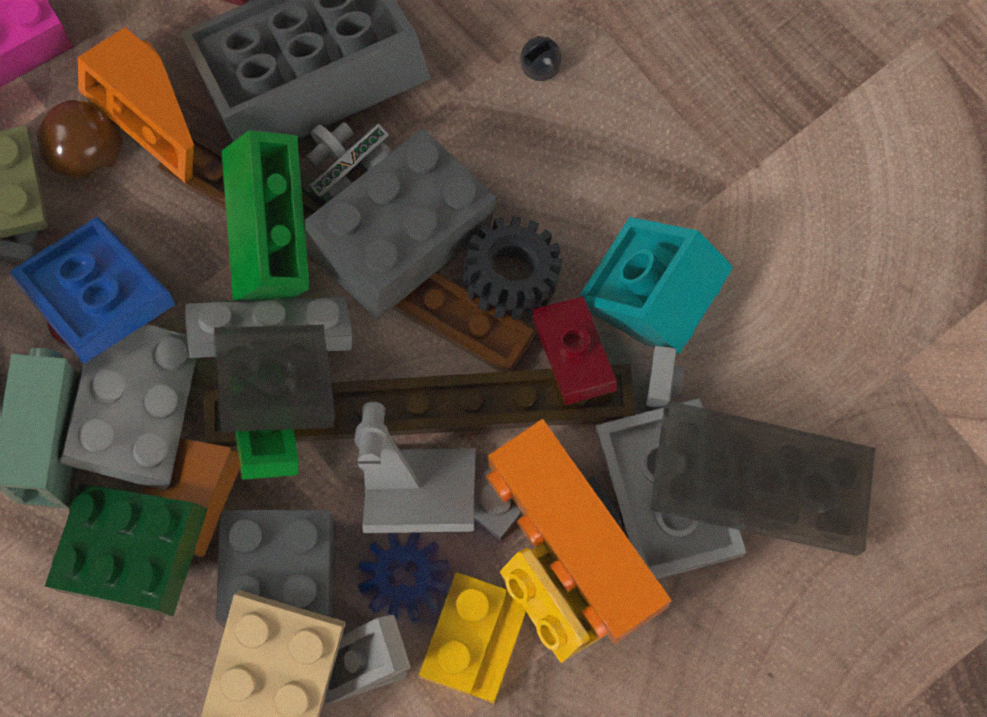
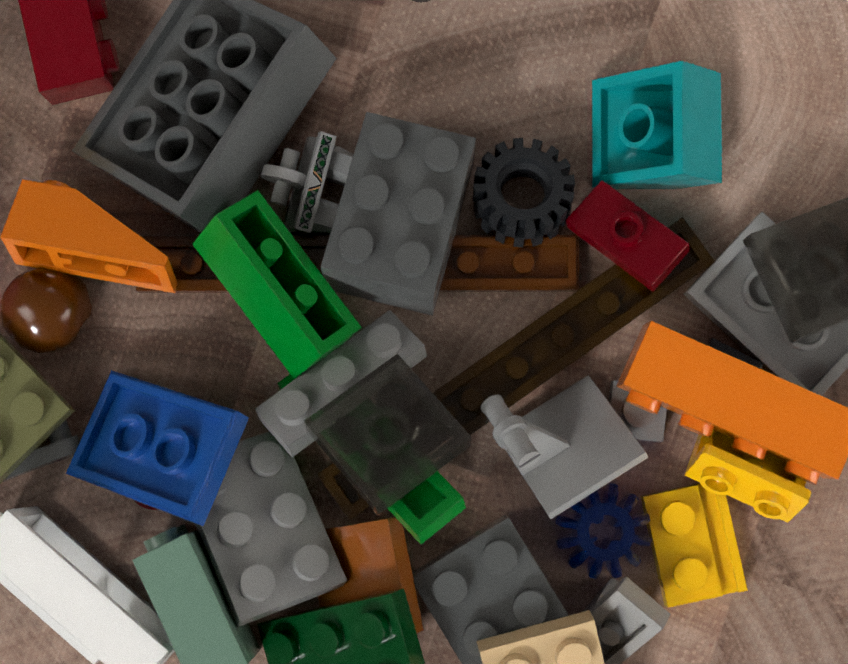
camera: 35 degrees left, 10 degrees up
(664, 378) = (718, 213): light grey plate -> none

